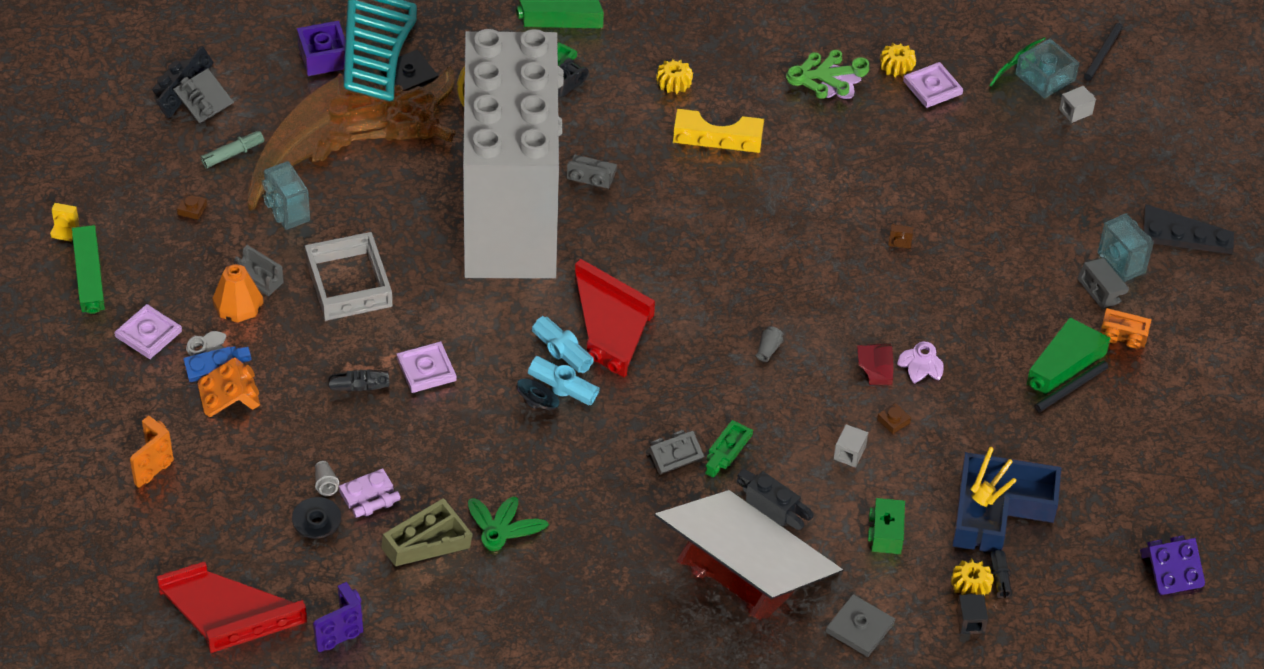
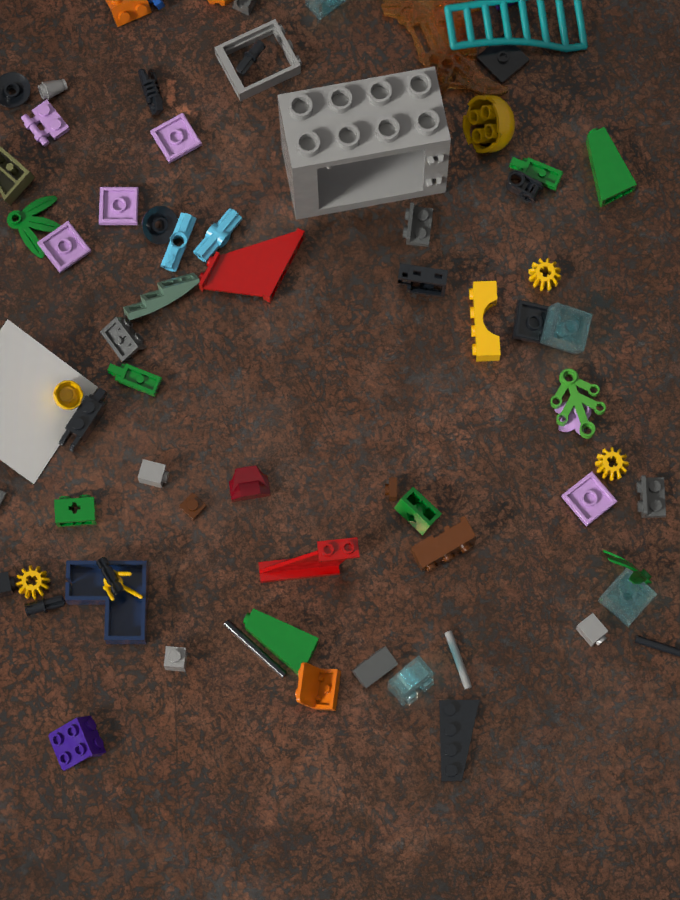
camera: 85 degrees right, 25 degrees up
(349, 270) = (250, 57): none -> black axle
(501, 433) = (118, 206): none -> lavender plate
(542, 494) = (64, 247): none -> lavender plate
(630, 404) = (167, 292): none -> sand green slope
(659, 169) = (425, 277): none -> black piece
(727, 94) = (529, 321): none -> black plate
(743, 64) = (566, 328): none -> clear light blue brick
(746, 502) = (68, 395): none -> yellow hair
(769, 342) = (252, 396): dark grey cone -> none
(921, 364) = (252, 522): lavender plate -> none
(931, 215) = (417, 511): none -> green brick
(937, 39) = (652, 497): none -> dark grey bracket
(971, 198) = (444, 545): none -> reddish brown wedge
(980, 307) = (314, 564): none -> red piece
(982, 484) = (109, 575): none -> black axle
(1080, 453) = (175, 658): none -> light grey brick
(1096, 217) = (458, 660): none -> light grey bar

